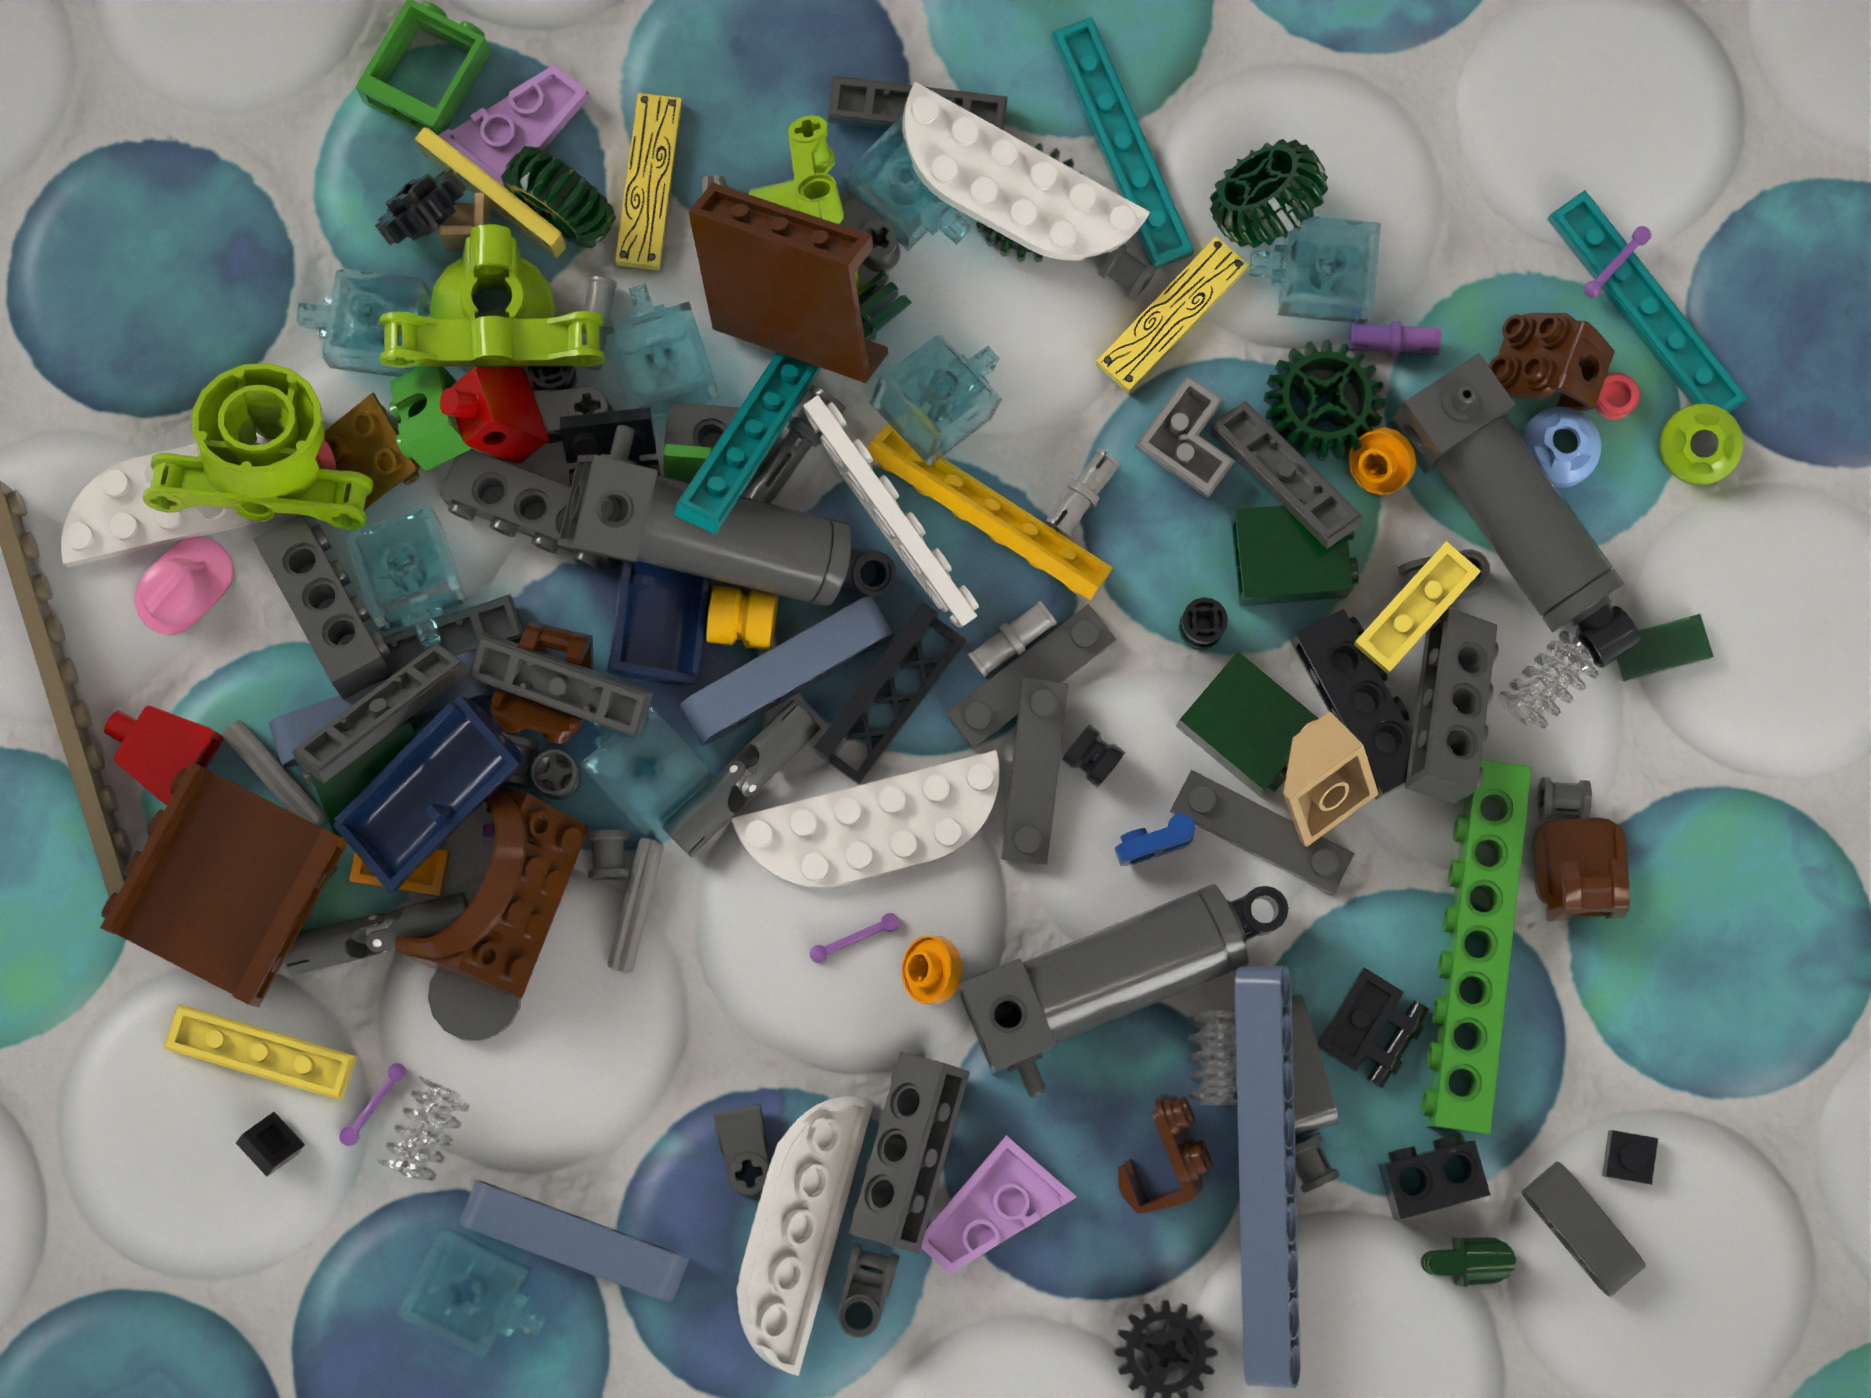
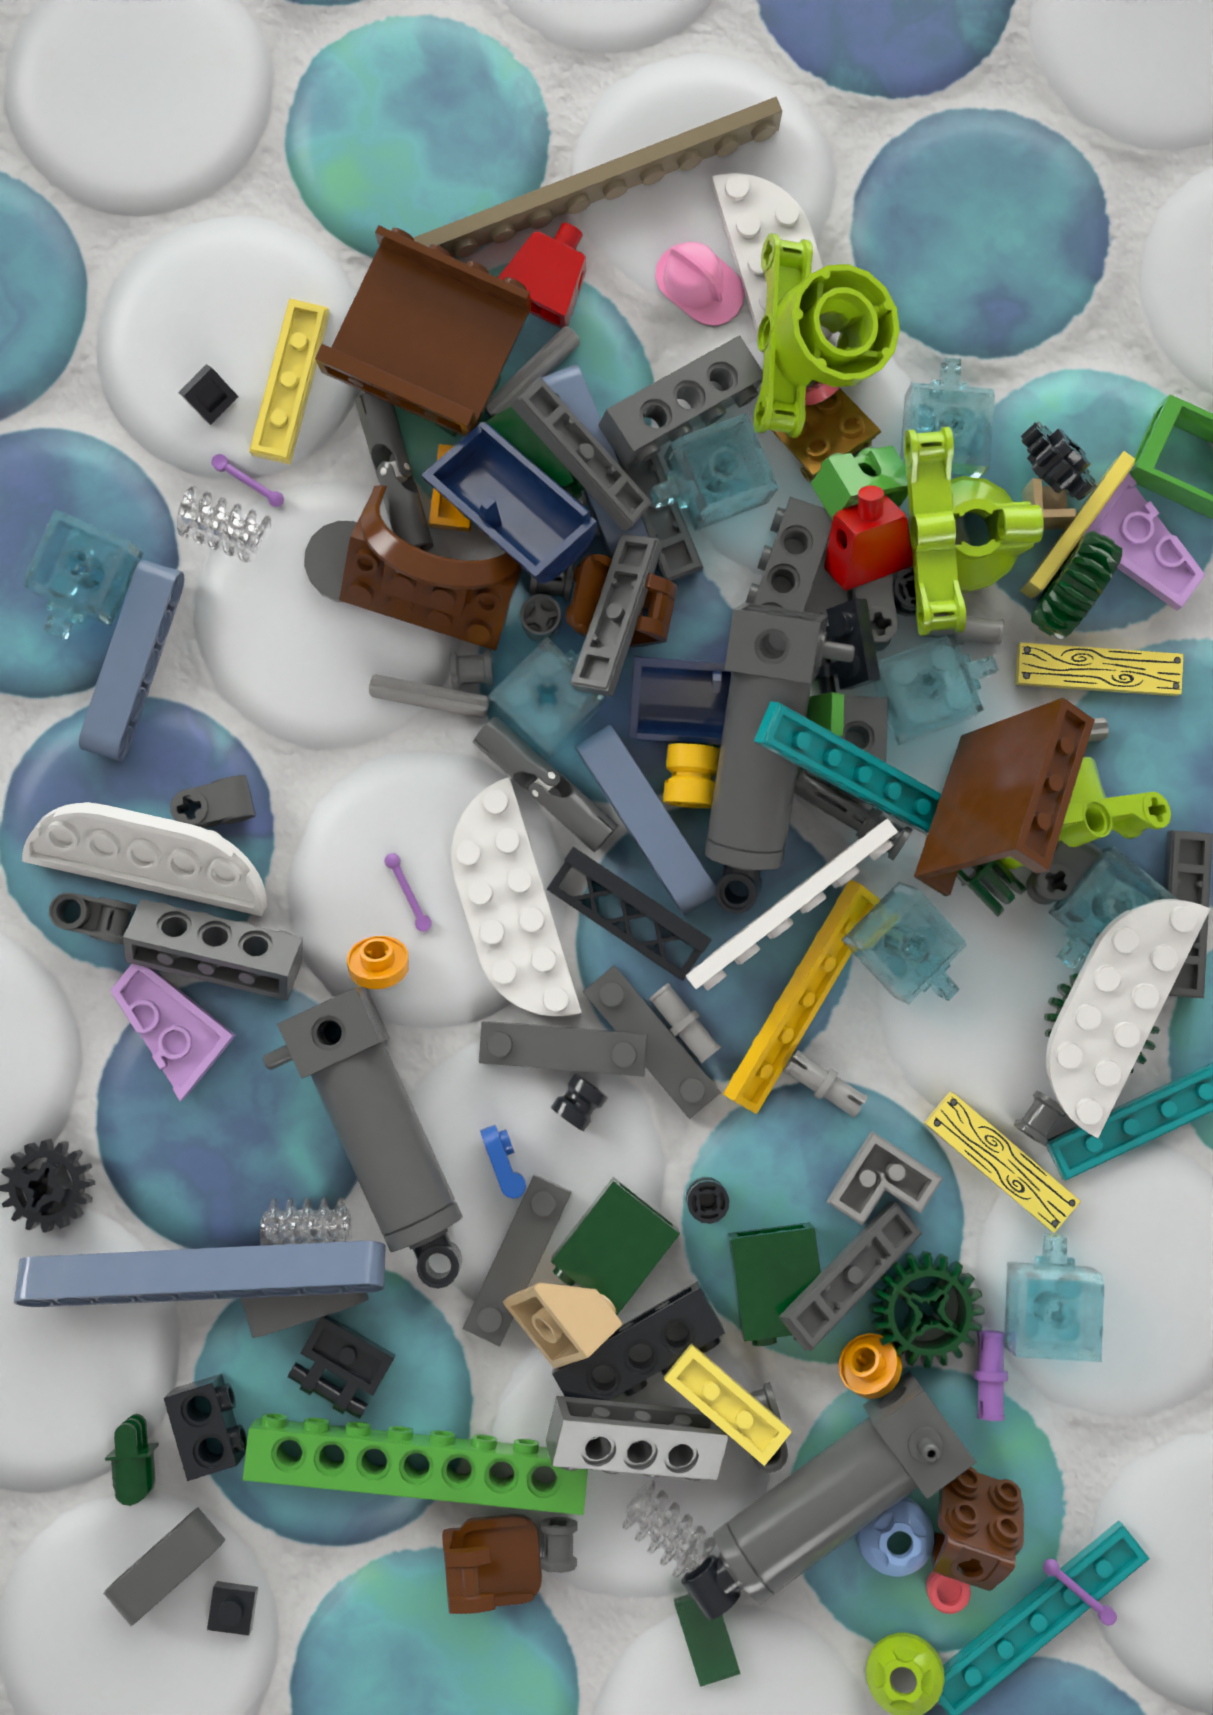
camera: 90 degrees right, 5 degrees up
(1187, 1158) = (216, 1197): reddish brown piece -> none
(1268, 193) = (1124, 1252): dark green gear -> none
(1313, 1164) = (215, 1315): dark grey bush -> none

